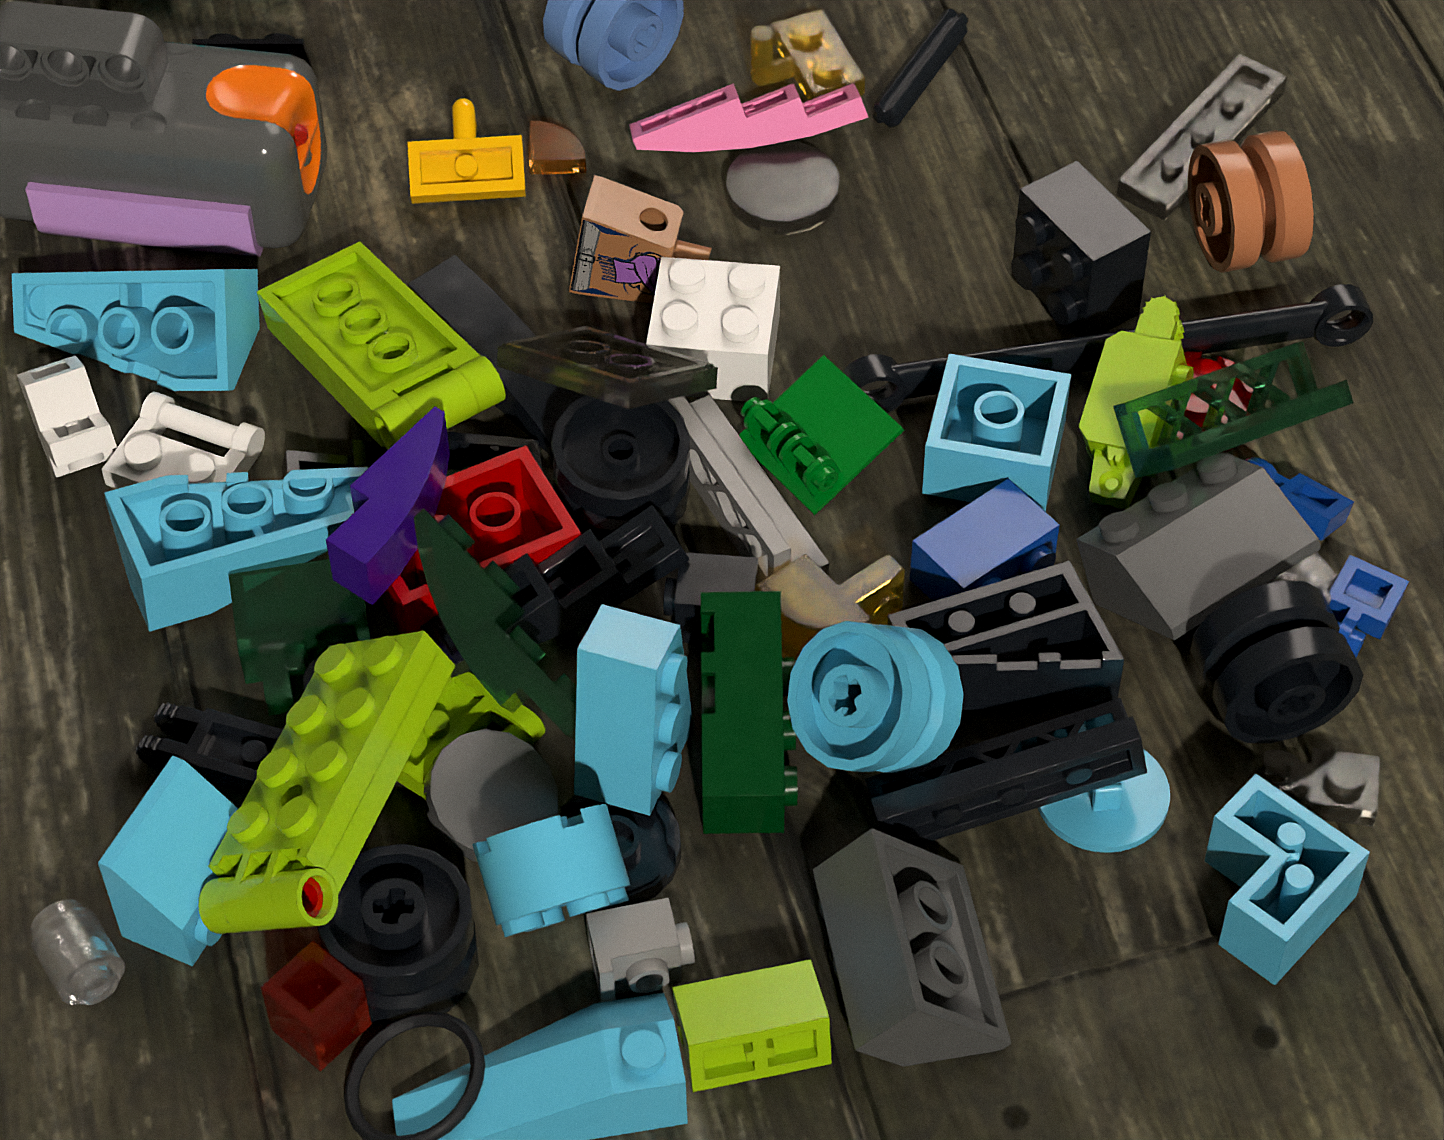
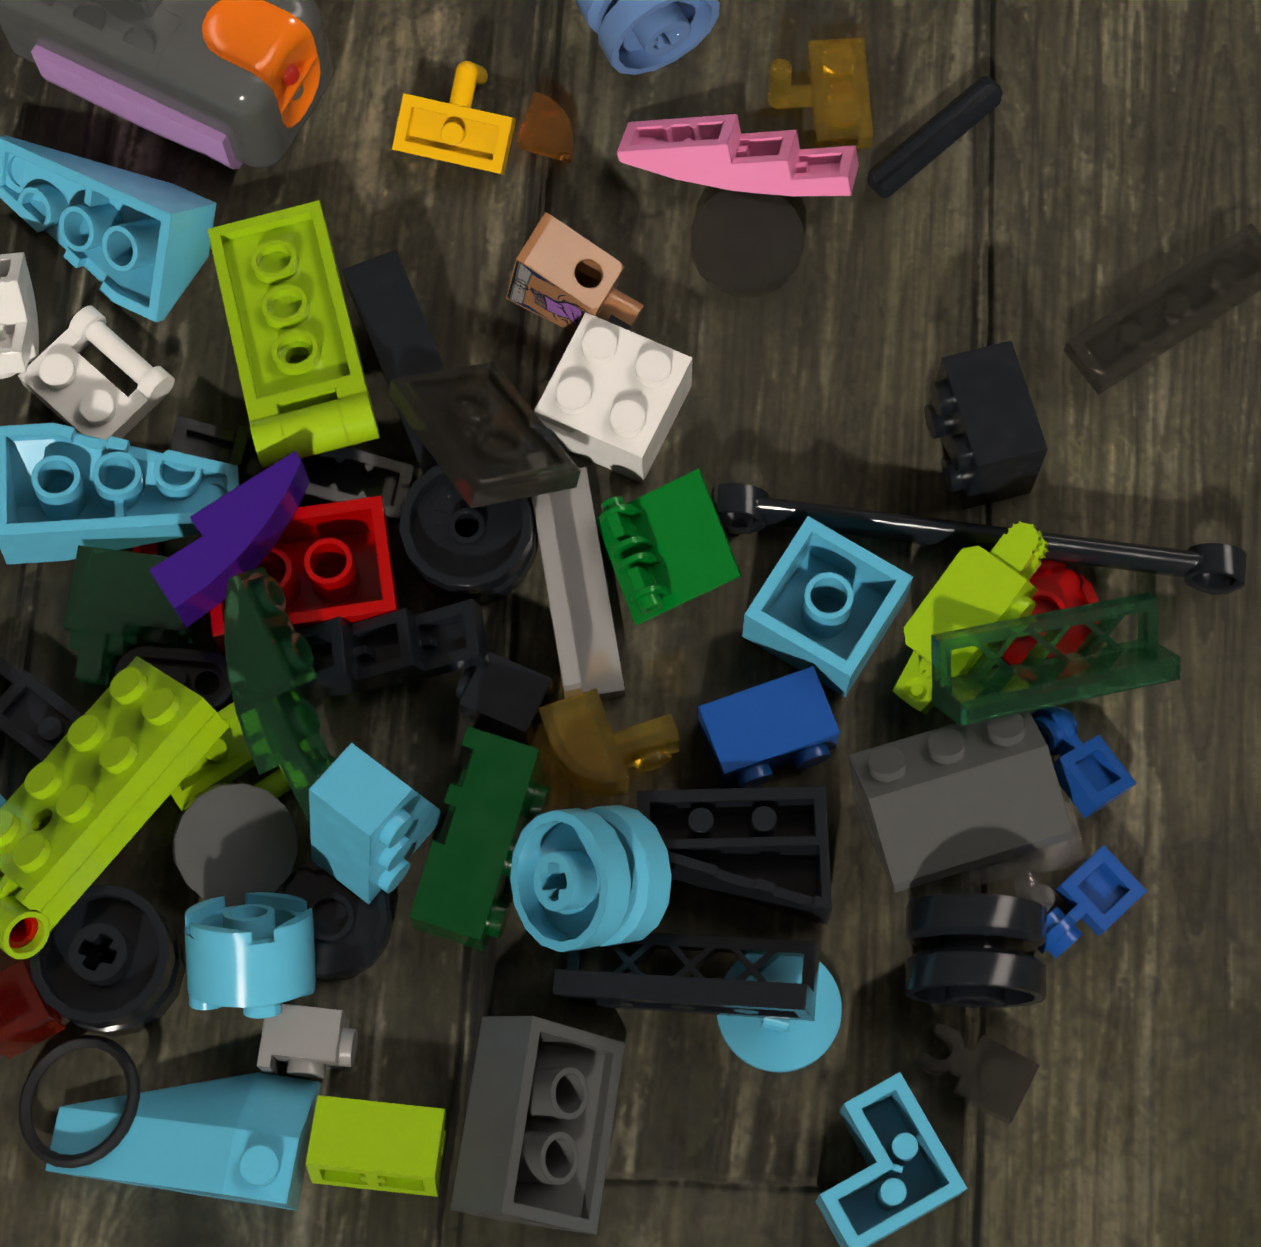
camera: 20 degrees right, 20 degrees up
(1250, 200) = (1177, 419): nougat wheel -> none

